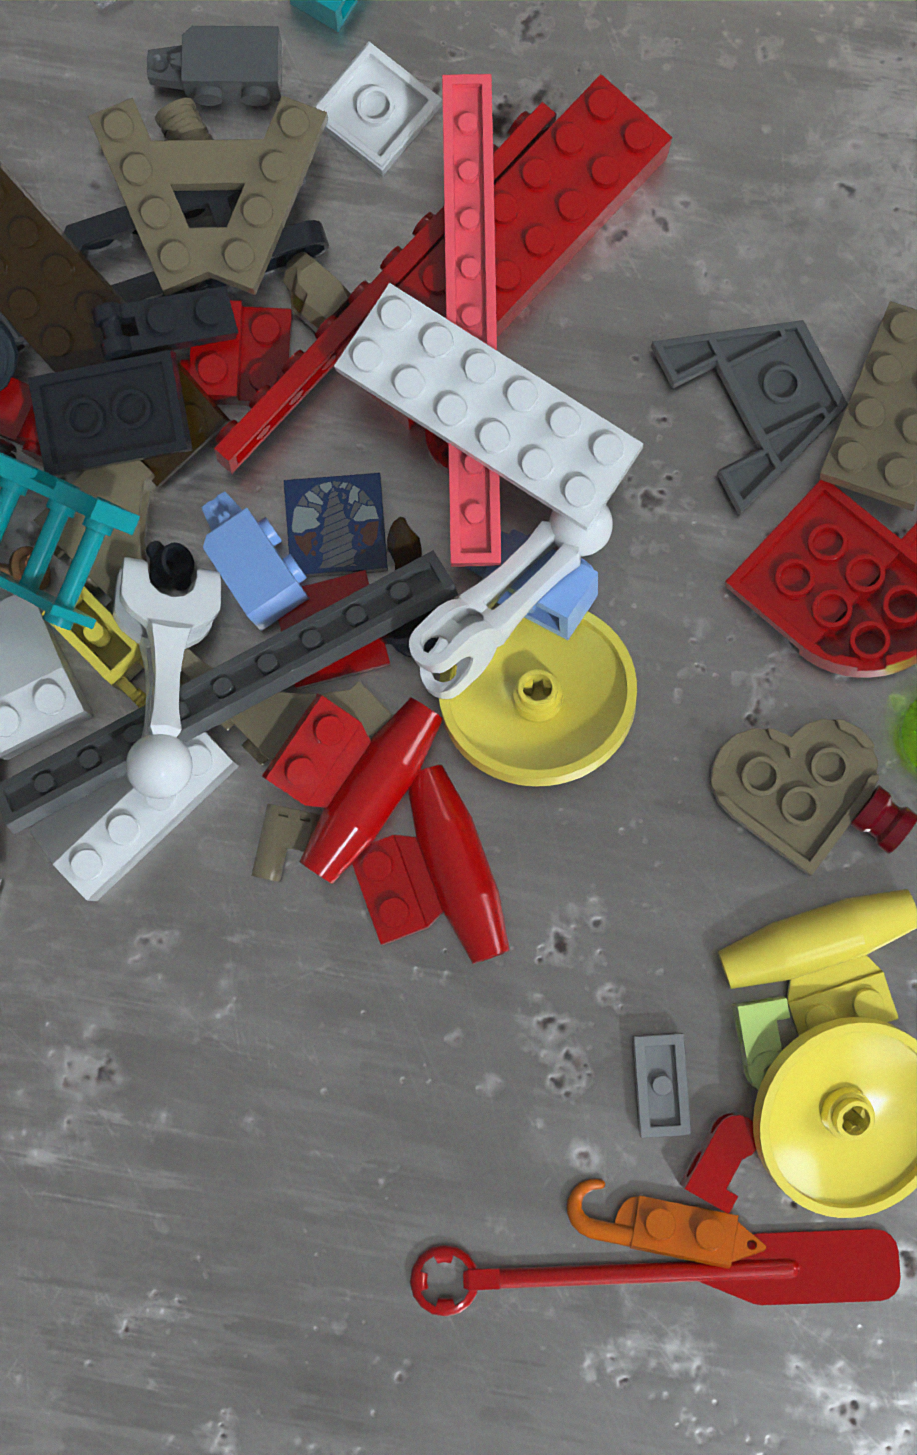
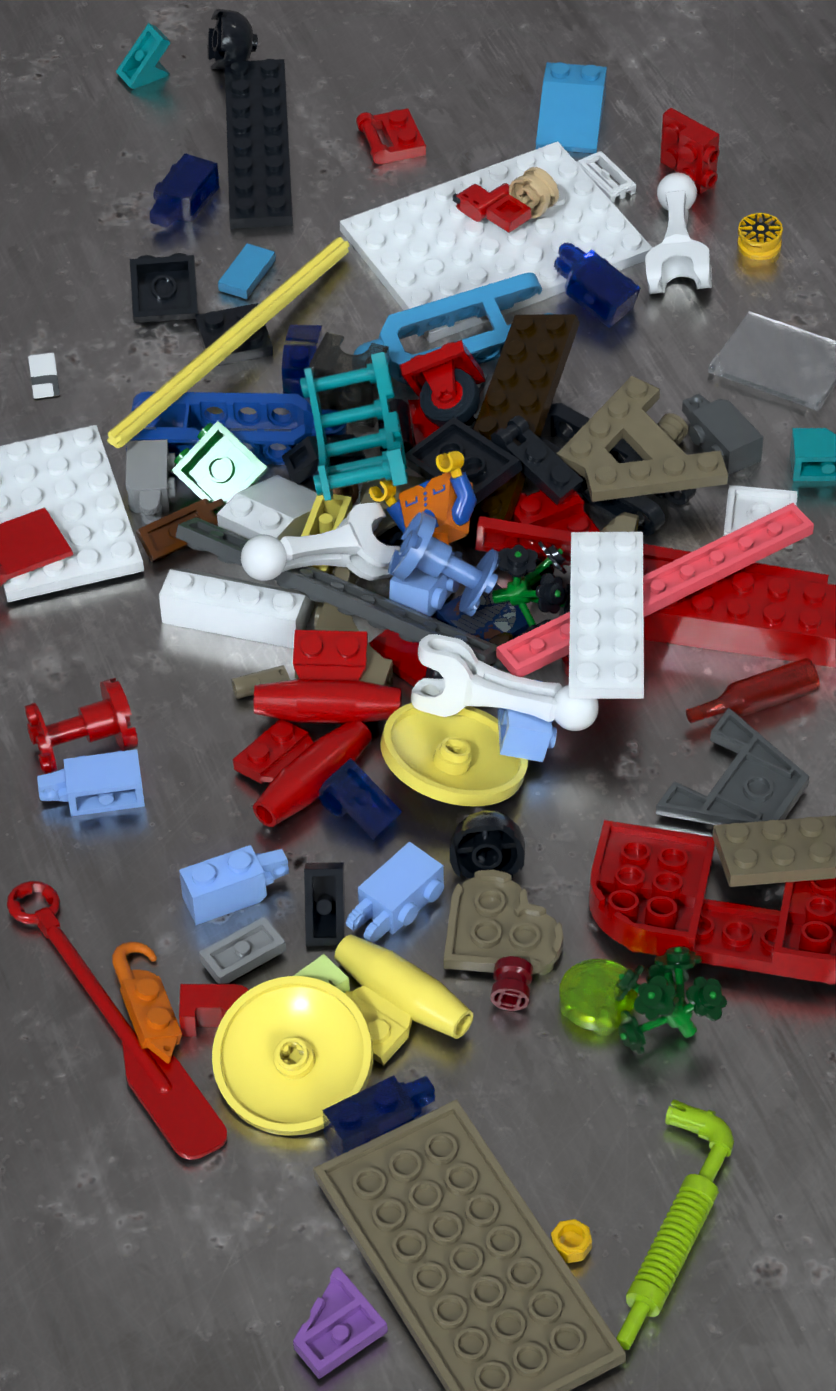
camera: 60 degrees right, 35 degrees down
(179, 501) = (445, 497): none -> torso
(238, 1083) = (94, 721): none -> red piece
(247, 560) = (434, 557): none -> medium blue piece
(319, 1119) = (95, 783): none -> light blue hinge
(341, 457) = (538, 582): none -> black plant
(532, 834) = (355, 793): none -> clear blue plate
(564, 1048) = (230, 882): none -> light blue hinge
(648, 288) = (762, 691): none -> clear red piece
(650, 956) = (324, 903): none -> black slope
(688, 870) = (397, 892): none -> light blue hinge
(690, 733) = (487, 843): none -> black cylinder

